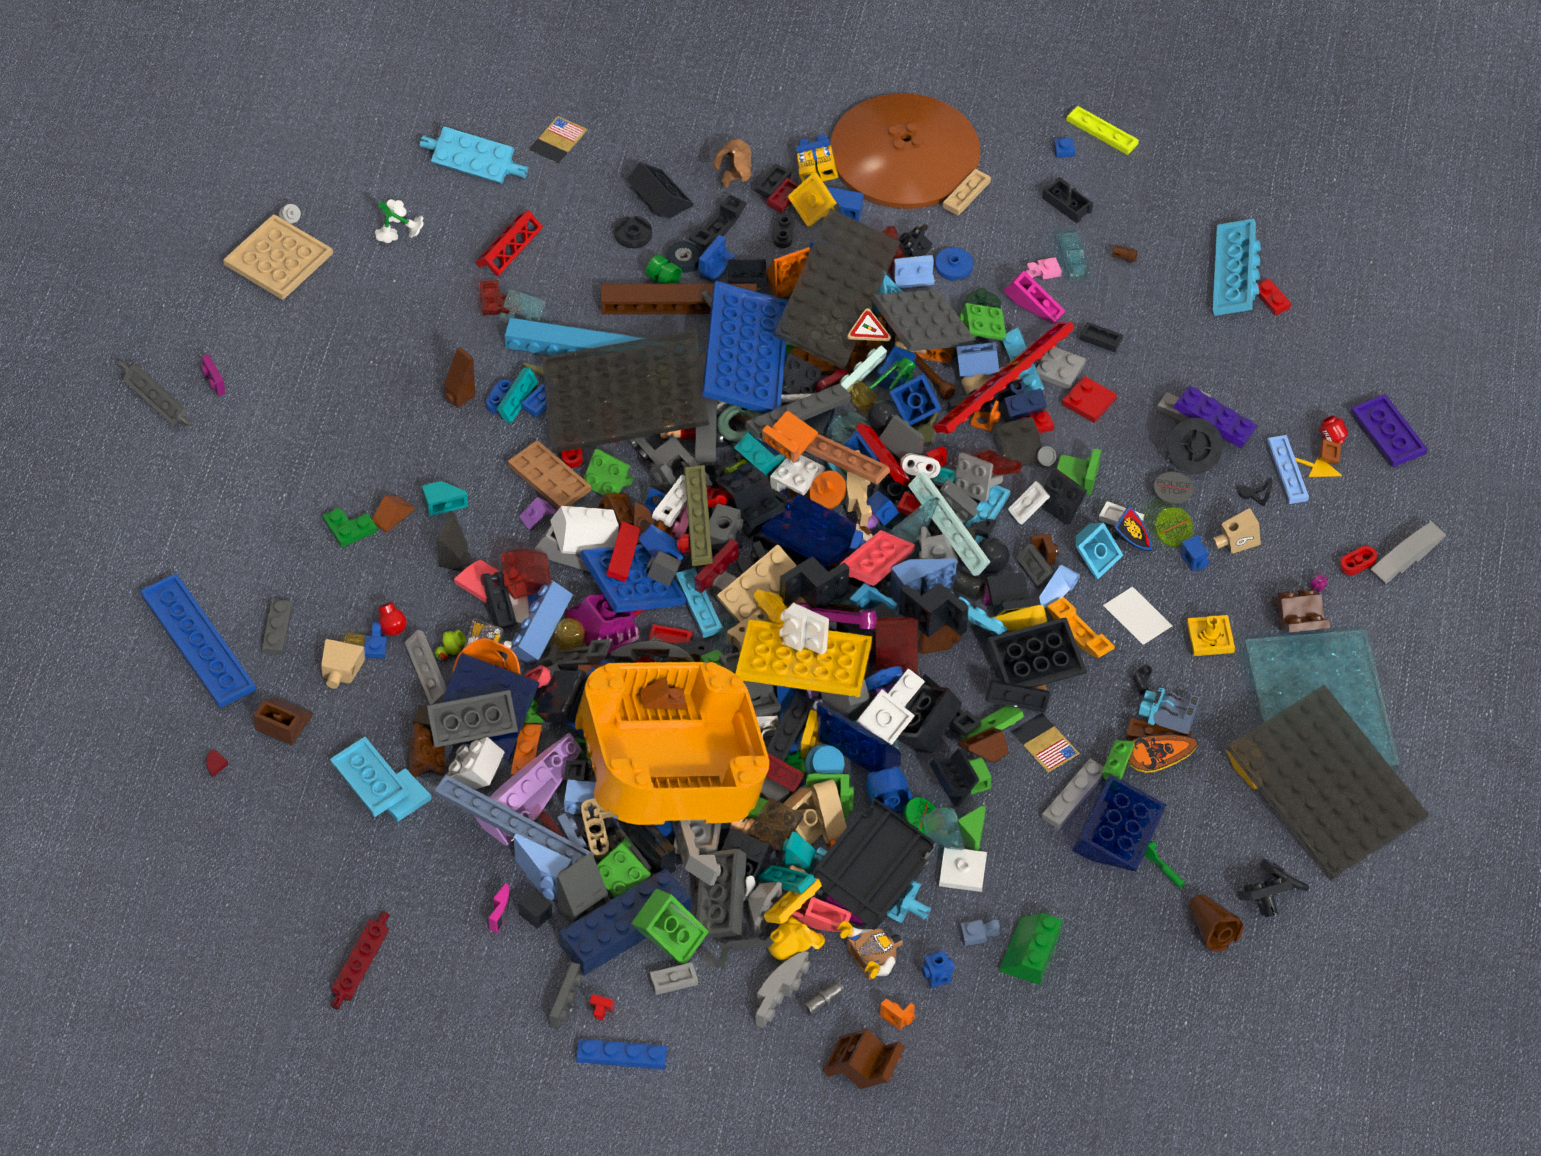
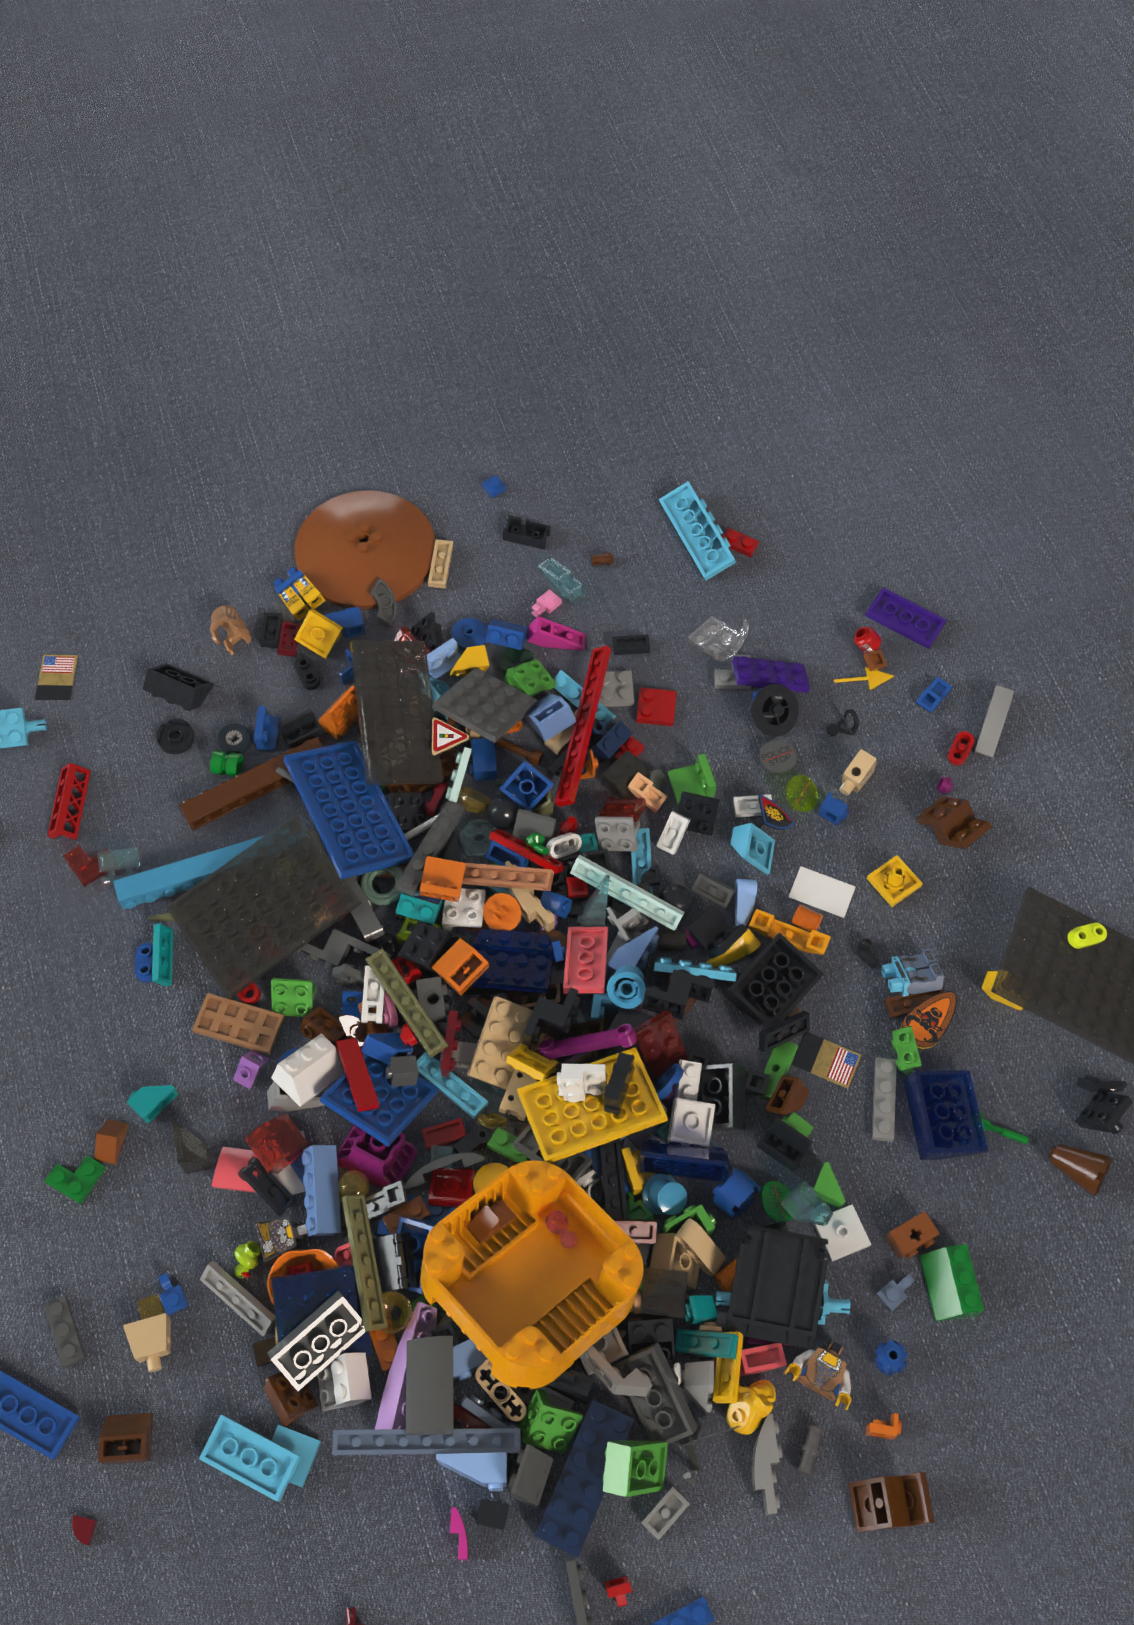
camera: 30 degrees left, 10 degrees up
(391, 619) = (174, 1264): red piece -> none
(460, 381) = (102, 970): reddish brown slope -> none
(536, 402) = (183, 952): blue plate -> none
(539, 727) = (391, 1300): none -> clear yellow piece
(541, 787) = (429, 1386): none -> dark grey slope
(542, 681) = (364, 1263): none -> olive tile
(717, 643) = (492, 1120): none -> clear yellow tile
(718, 728) = (558, 1223): none -> plate
(720, 223) = (248, 692): black slope -> none
(762, 509) = (461, 966): none -> orange slope
(835, 647) = (618, 1084): none -> black piece
(889, 584) = (627, 987): none -> dark azure piece
(892, 202) = (386, 602): none -> dark grey tile
(895, 449) = (536, 841): none -> green plate
(904, 368) = (496, 759): green plant -> none
(938, 280) = (469, 660): none -> yellow slope
(959, 501) = (617, 863): dark grey bracket -> none
(987, 276) = (506, 634): none -> blue brick
(1022, 897) = (921, 1227): none -> dark orange brick
(1027, 455) = (643, 788): none -> light nougat slope
(1045, 543) = (712, 866): reddish brown bracket -> none
(1102, 130) = (514, 457): neon yellow tile -> none
(1104, 624) = (807, 918): none -> orange piece
(1188, 367) = (718, 638): none -> clear piece
(1287, 469) = (851, 692): light blue tile -> none
(1343, 661) = (993, 874): clear light blue plate -> none
(1351, 749) = (1088, 934): none -> neon yellow plate
(1367, 508) = (934, 695): none -> blue slope

